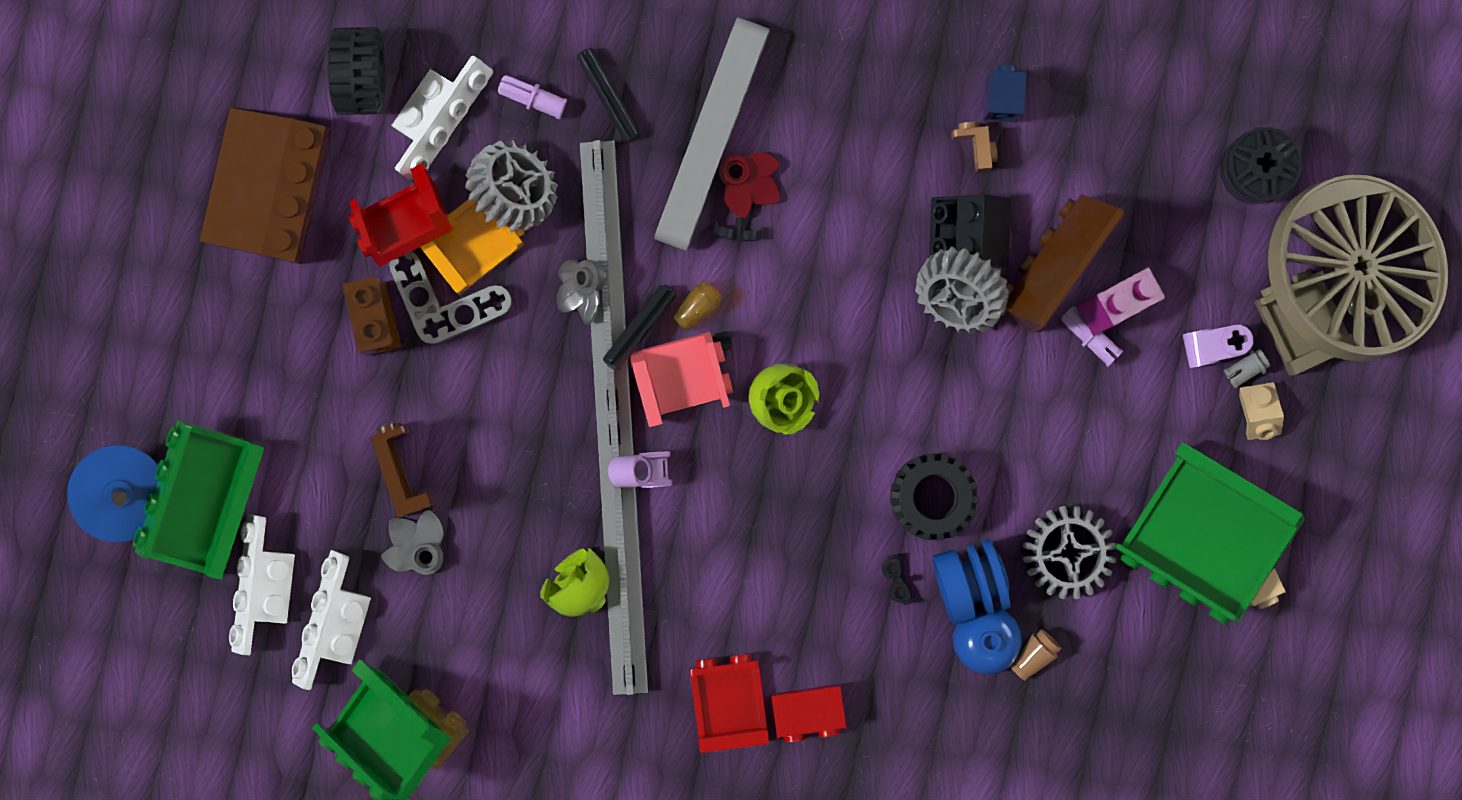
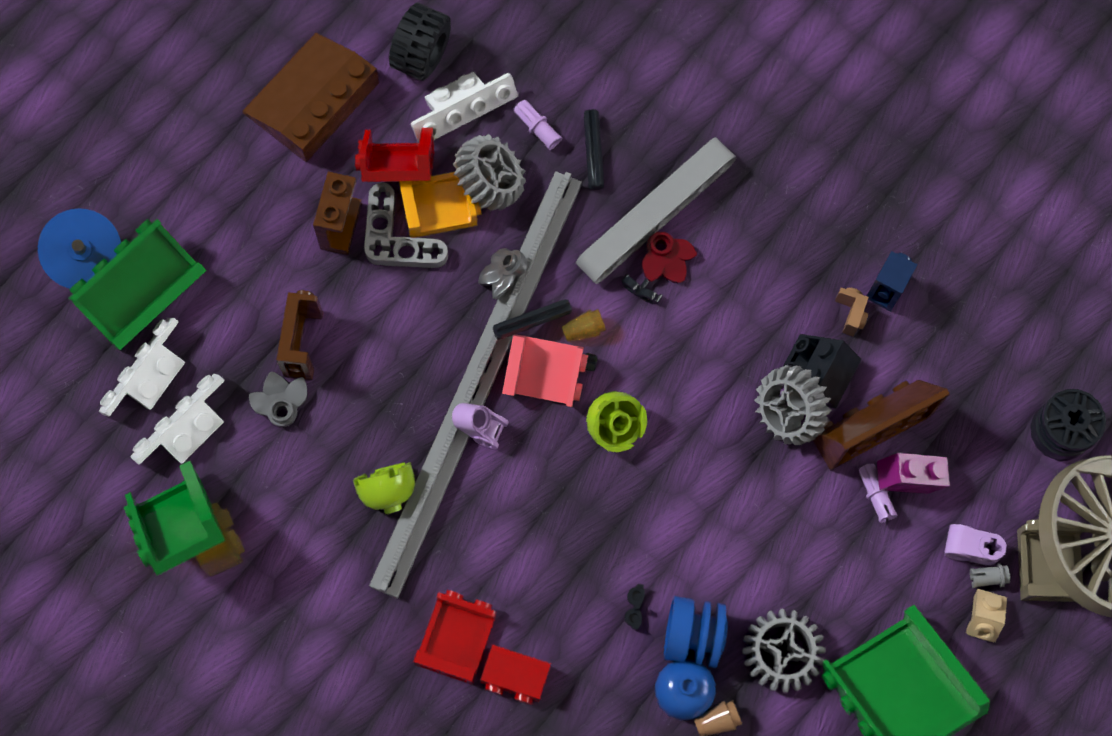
camera: 20 degrees right, 15 degrees down
(964, 497) = (708, 531): black tyre -> none

